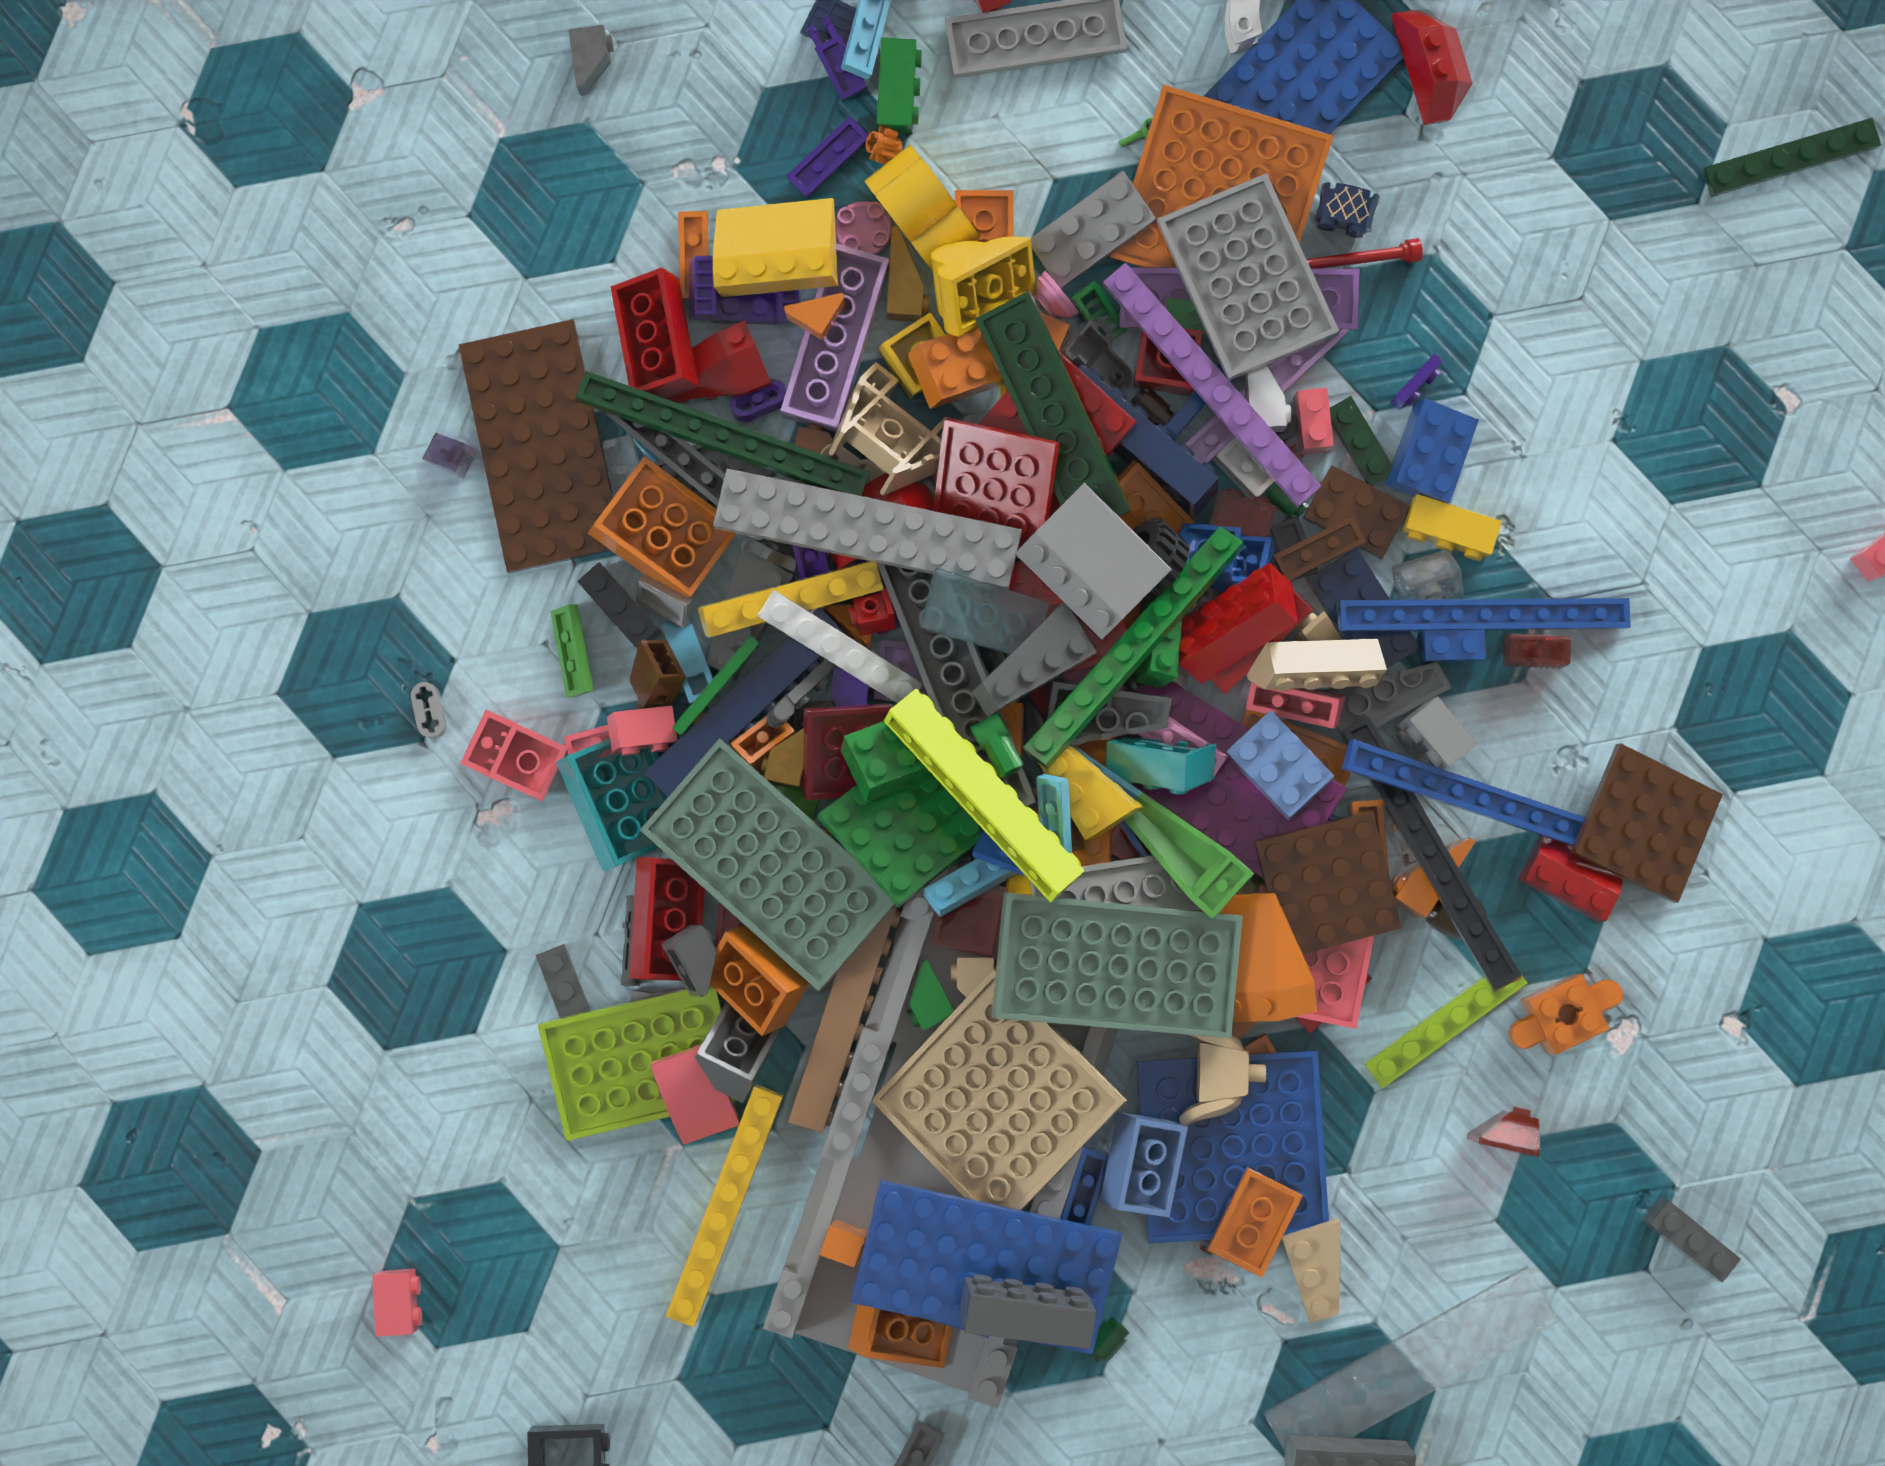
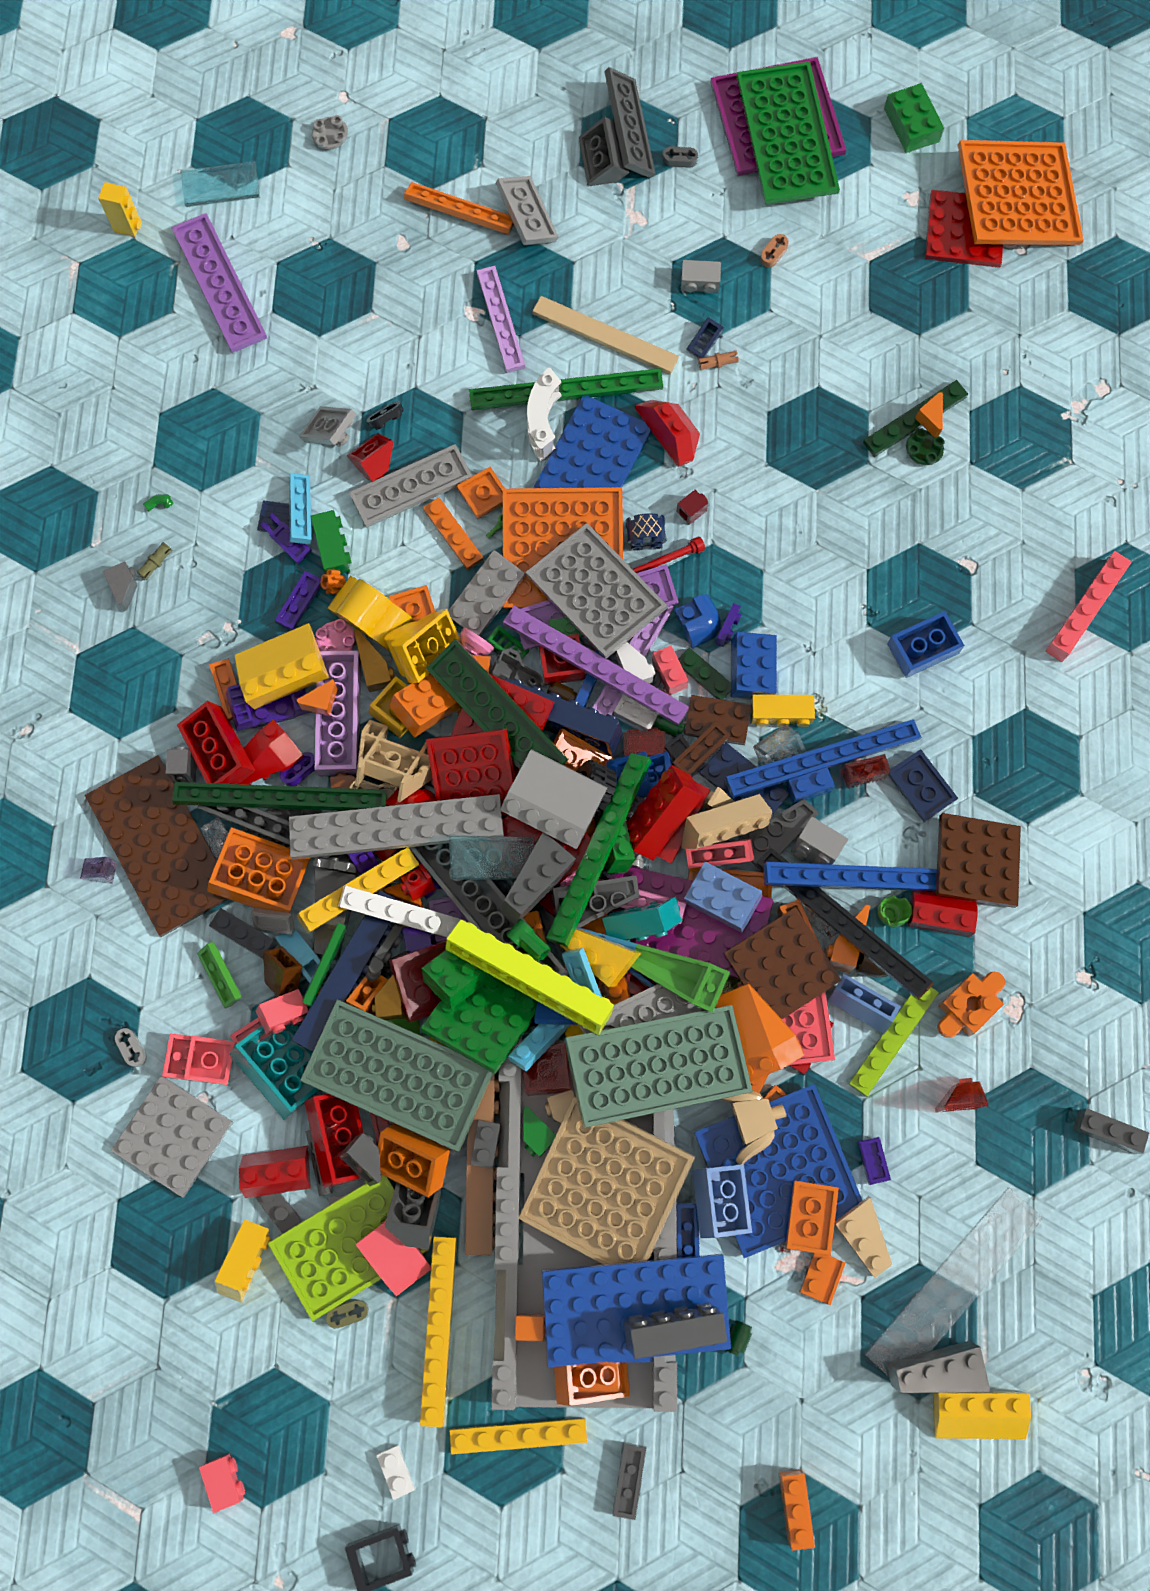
camera: 20 degrees left, 10 degrees down
(451, 844) = (172, 1136): none -> light grey plate
(499, 1035) = (242, 1261): none -> yellow wedge
(572, 935) = (274, 1172): none -> red slope
(600, 346) = (180, 765): none -> flat silver brick
(614, 1153) = (349, 1319): none -> olive beam
(618, 1360) = (395, 1472): none -> white plate
(644, 35) = (154, 561): none -> olive pin
(786, 1367) = (518, 1436): none -> yellow plate
(857, 991) = (485, 1144): none -> dark grey plate
(1073, 124) = (453, 533): none -> orange plate
(1134, 77) = (482, 492): none -> orange plate
(1242, 1300) = (822, 1277): none -> orange plate
(1362, 1175) = (874, 1161): none -> dark purple plate
(1378, 361) = (699, 620): none -> blue brick
(1421, 967) = (864, 1003): none -> medium blue brick
(1425, 191) = (692, 506): none -> dark red brick
(1506, 855) = (894, 911): none -> bright green hair
(1607, 695) = (922, 785): none -> dark blue plate
(1684, 497) = (925, 644): none -> blue brick
(1789, 206) = (924, 447): none -> dark green dish
(1815, 163) = (931, 415): none -> orange slope

